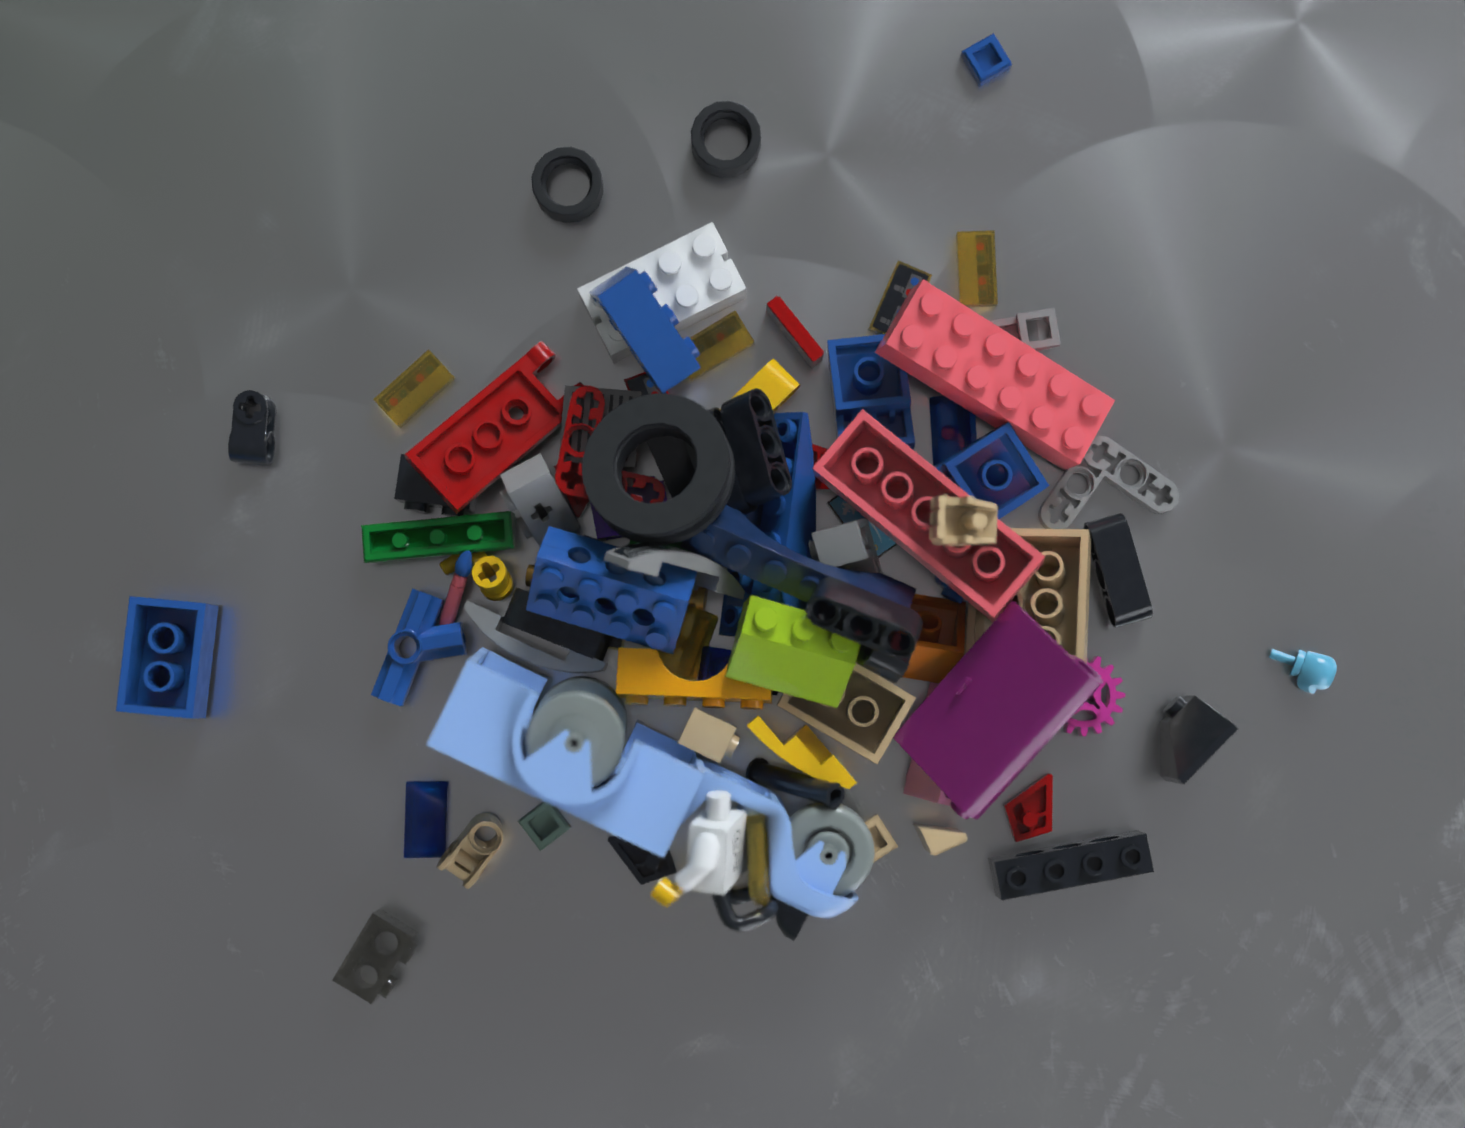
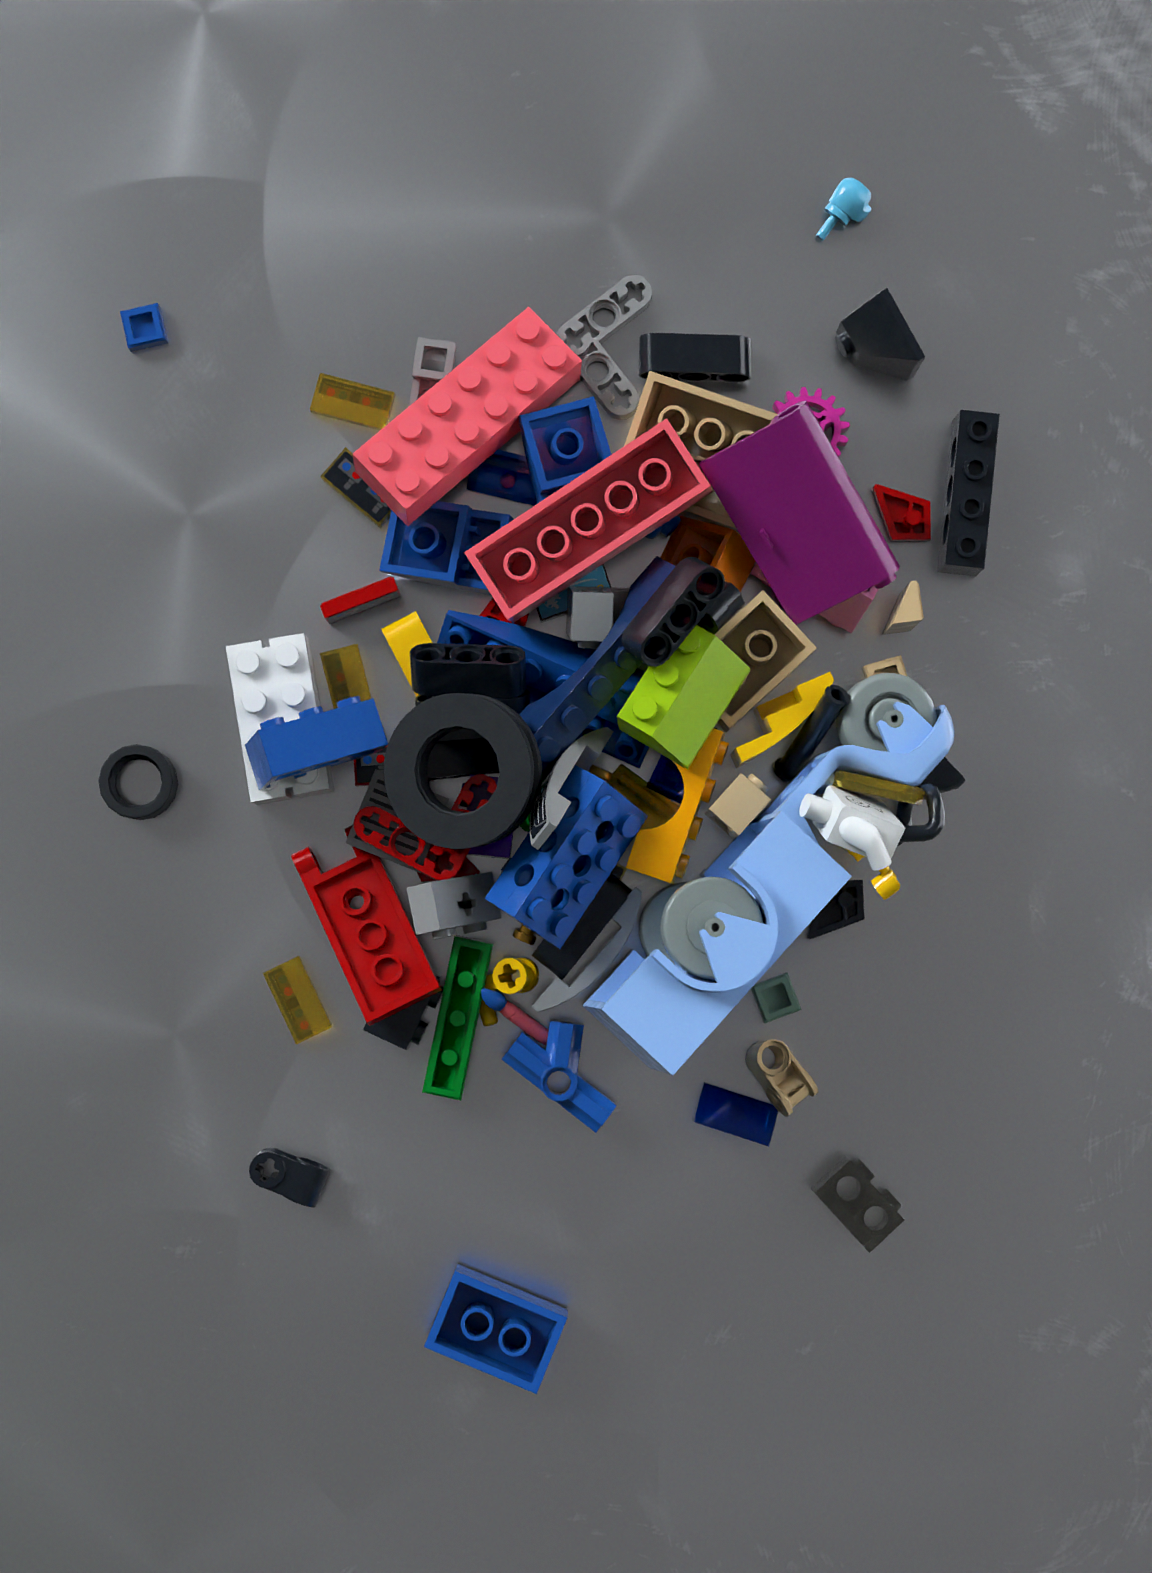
camera: 75 degrees left, 0 degrees up
(732, 111) = (136, 580): black tyre -> none
(962, 521) = (608, 486): tan hand -> none

